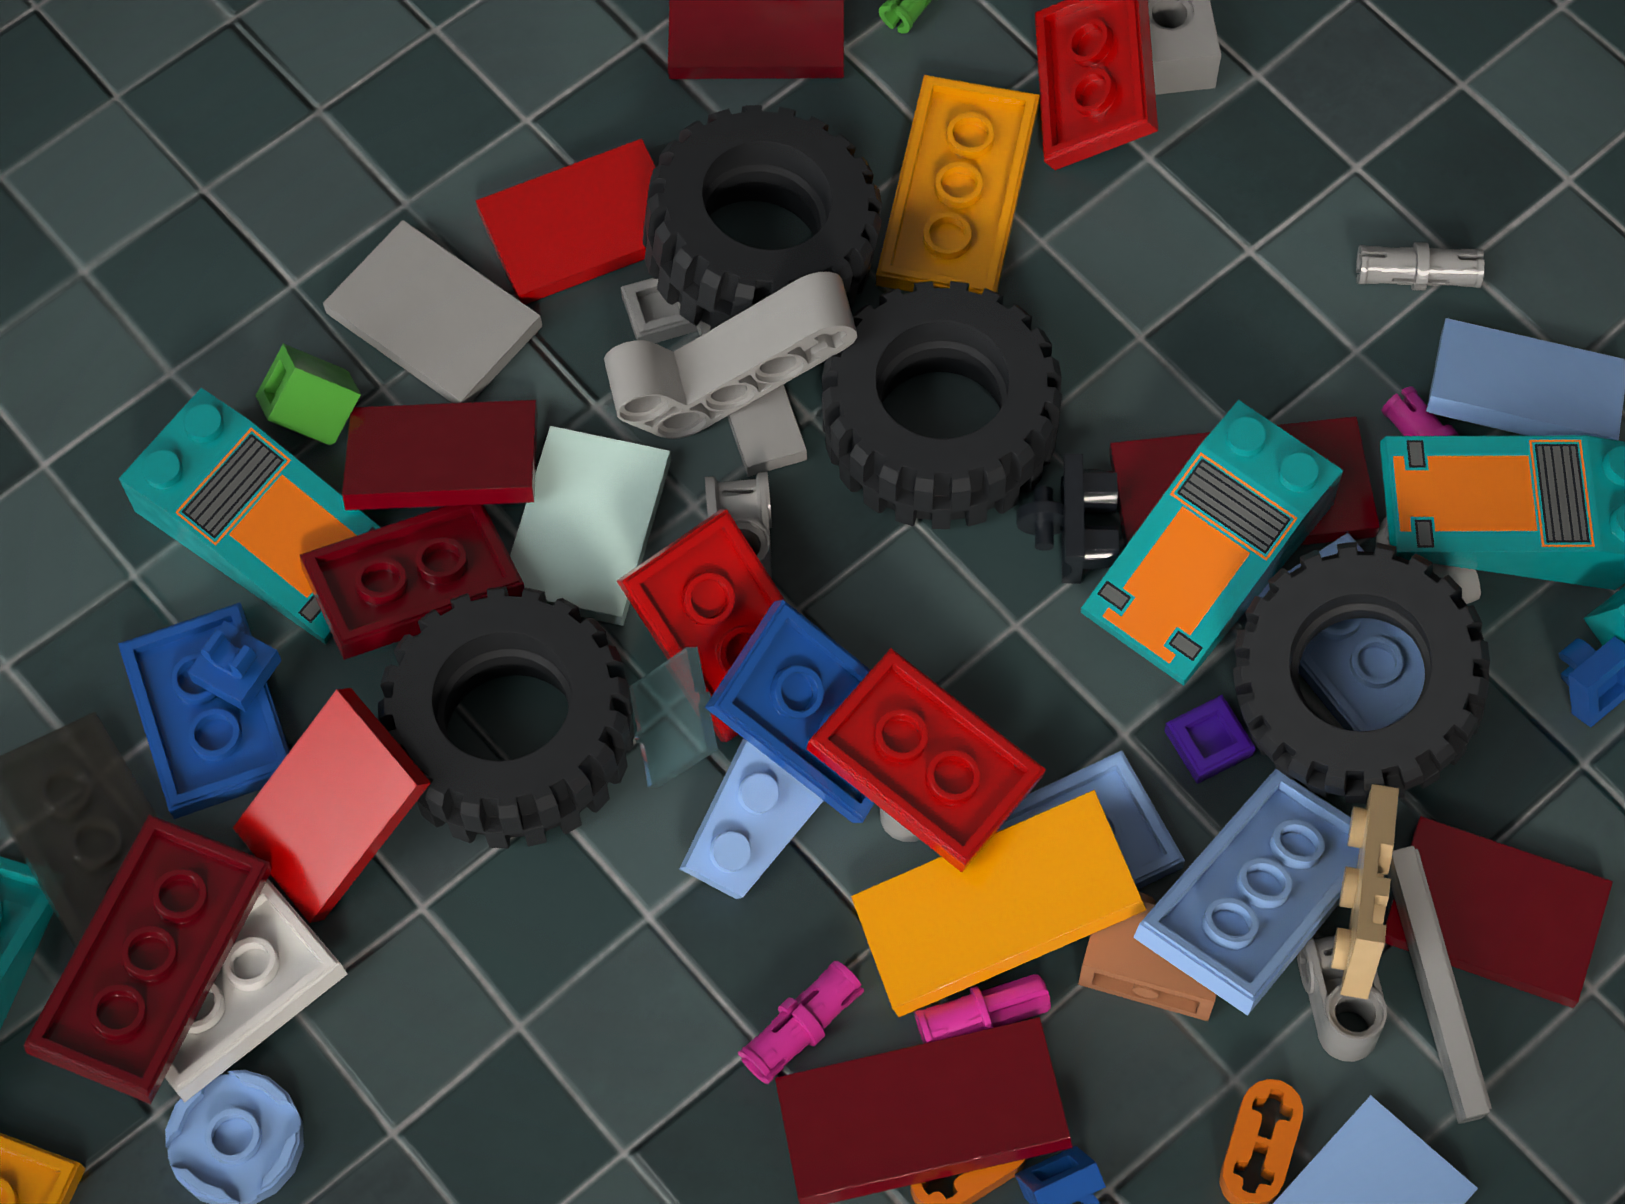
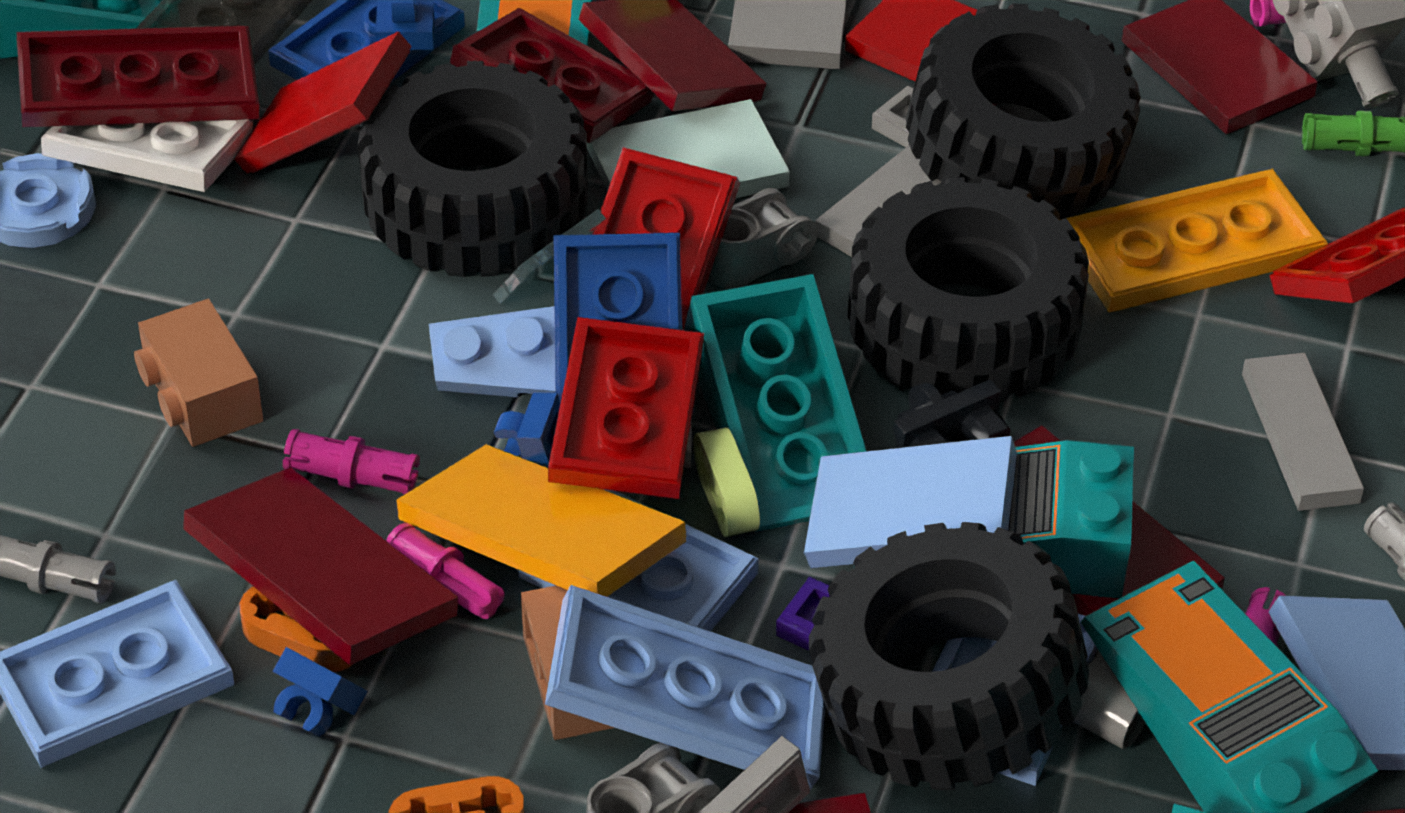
camera: 55 degrees right, 20 degrees down
(605, 1100) = (198, 373): none -> nougat brick
(733, 362) = (855, 151): light grey beam -> none
(877, 851) = (532, 432): none -> blue tile
(966, 627) = (777, 388): none -> teal slope
(1031, 724) = (726, 482): none -> yellowish green beam
(1170, 599) = (890, 491): none -> light blue tile
(1228, 255) = (1302, 432): none -> light grey tile
(1366, 892) = (710, 735): tan wing -> none

